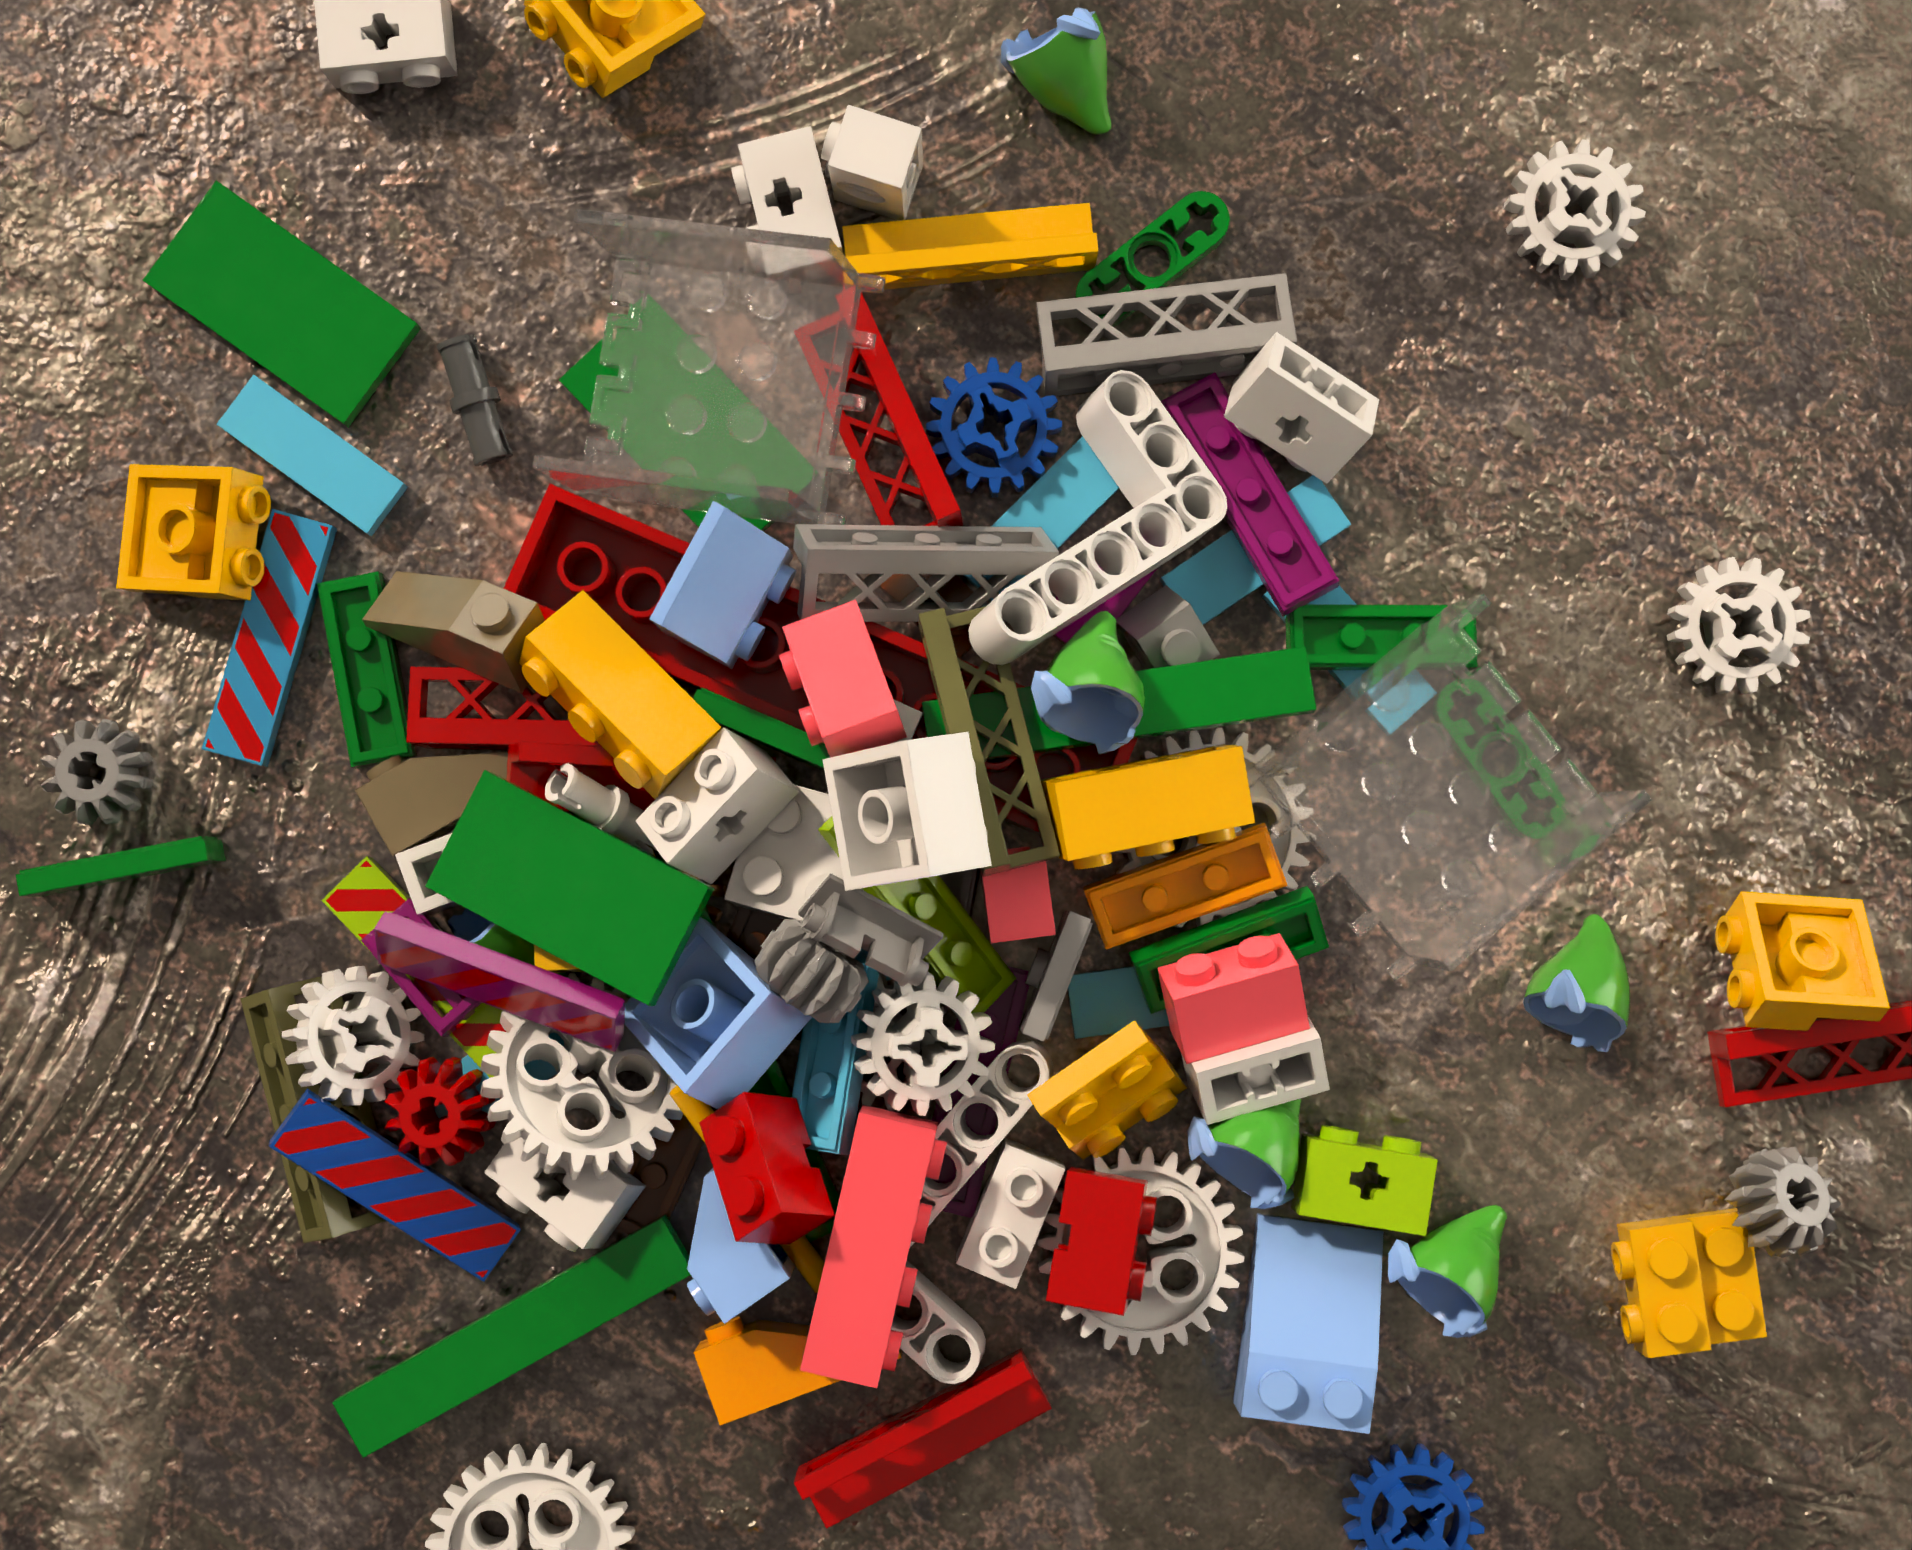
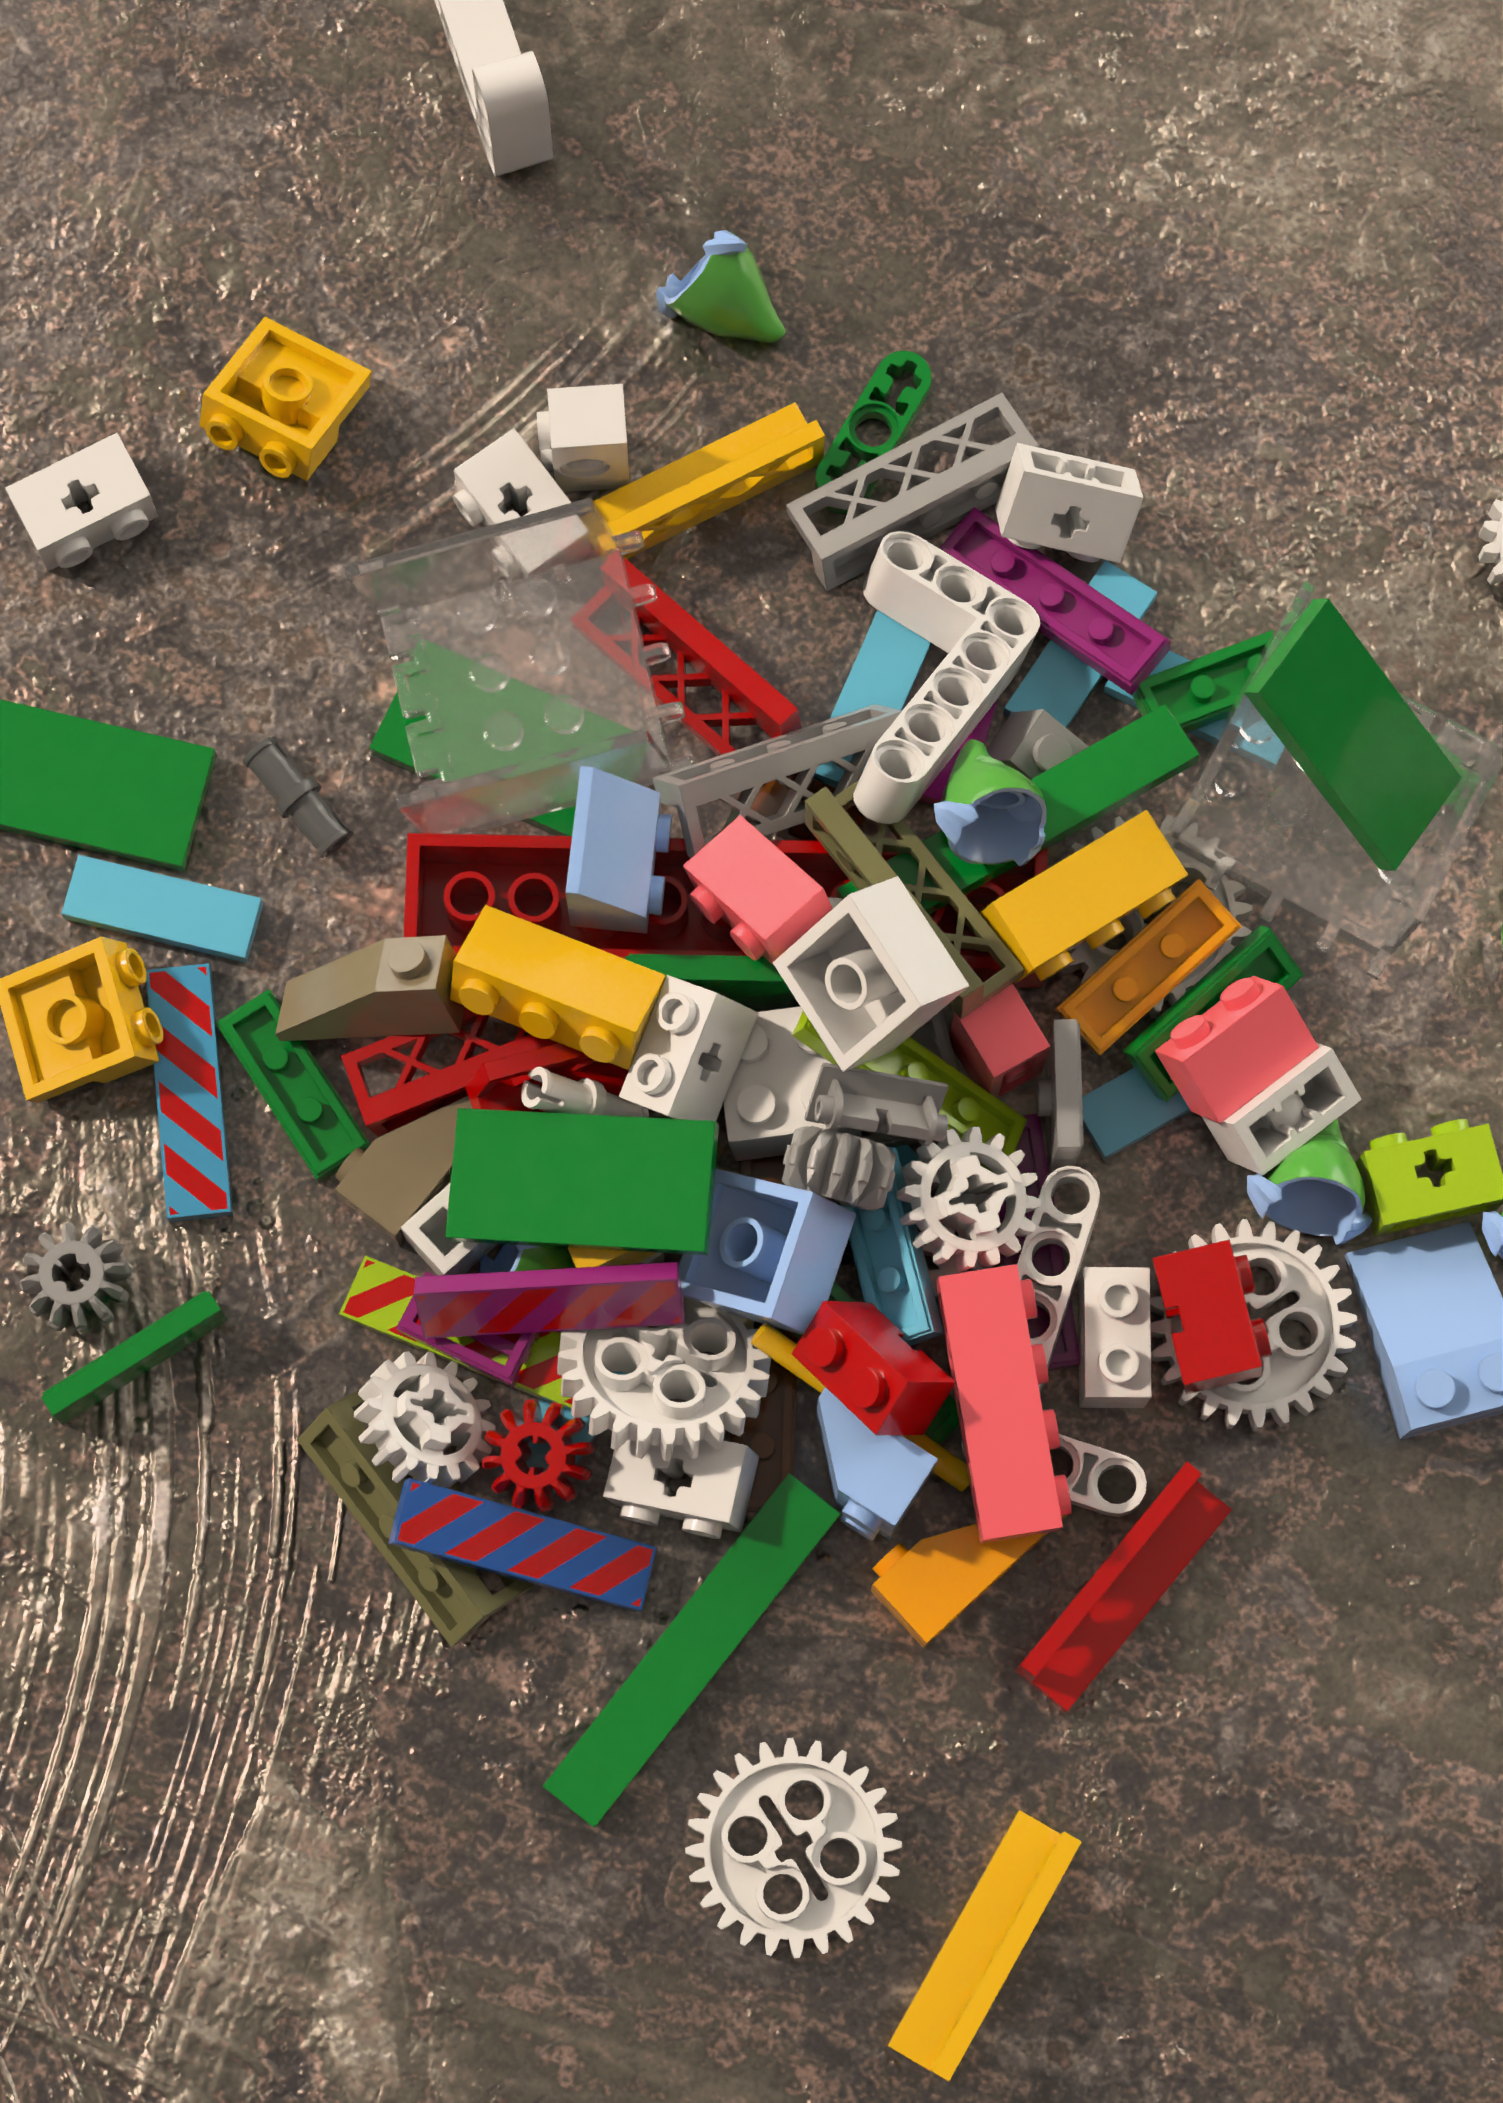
camera: 25 degrees left, 10 degrees down
(1019, 415) = (809, 613): blue gear -> none
(1109, 1092) = (1158, 1181): yellow plate -> none
(1467, 751) = (1353, 734): none -> green tile
(1586, 230) = (1244, 266): white gear -> none

